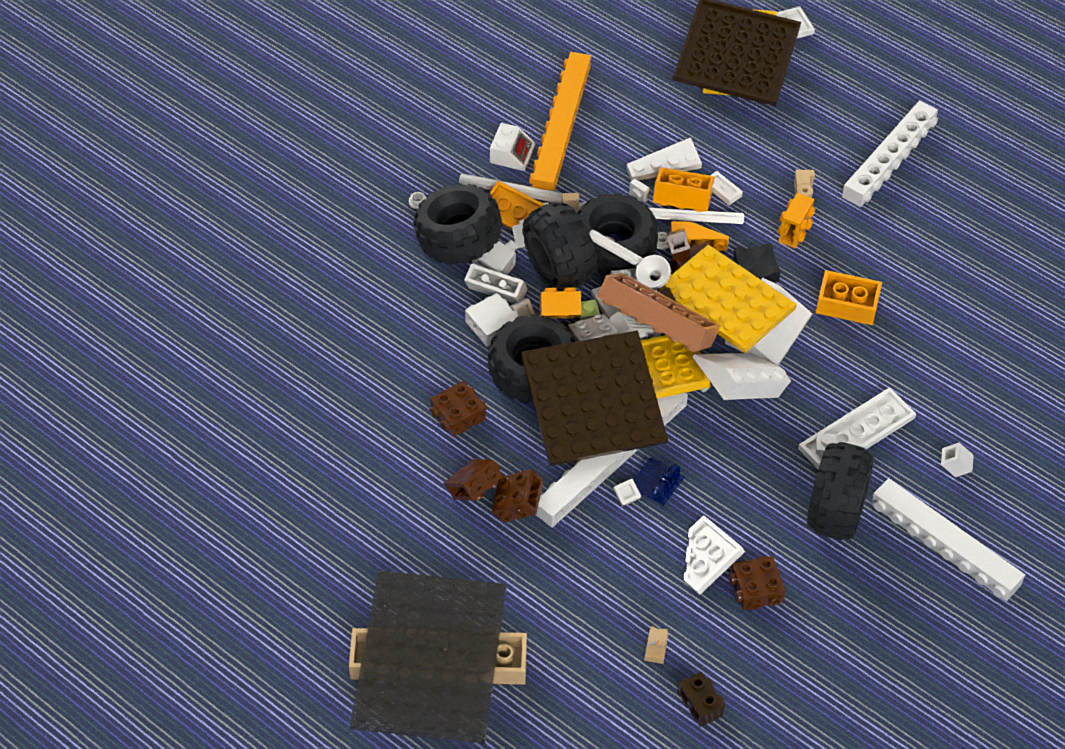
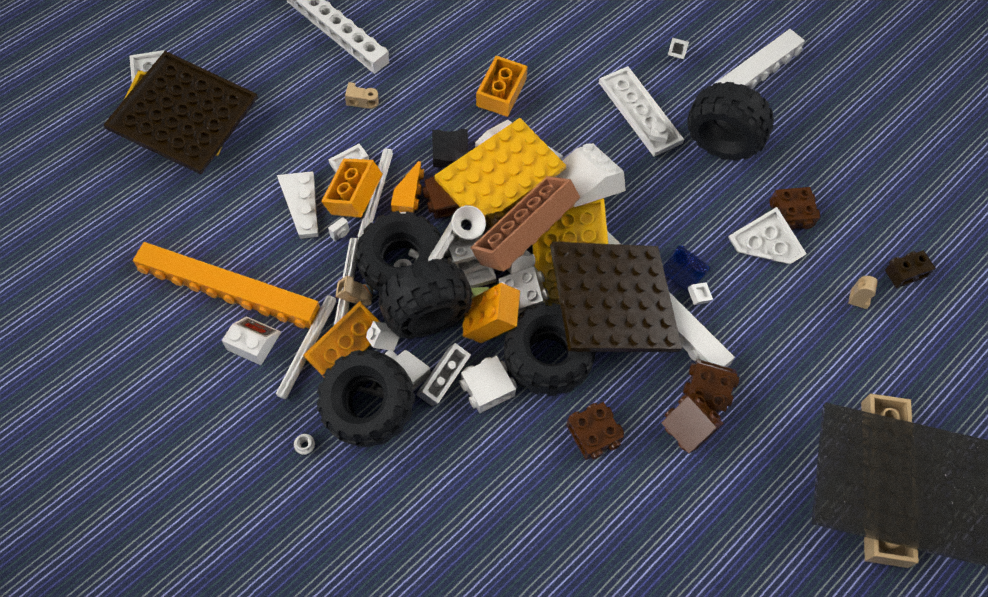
camera: 85 degrees left, 10 degrees up
(523, 308) = (477, 354): white plate -> none
(678, 241) = (424, 199): brick -> none
(796, 220) = (408, 105): light orange brick -> none

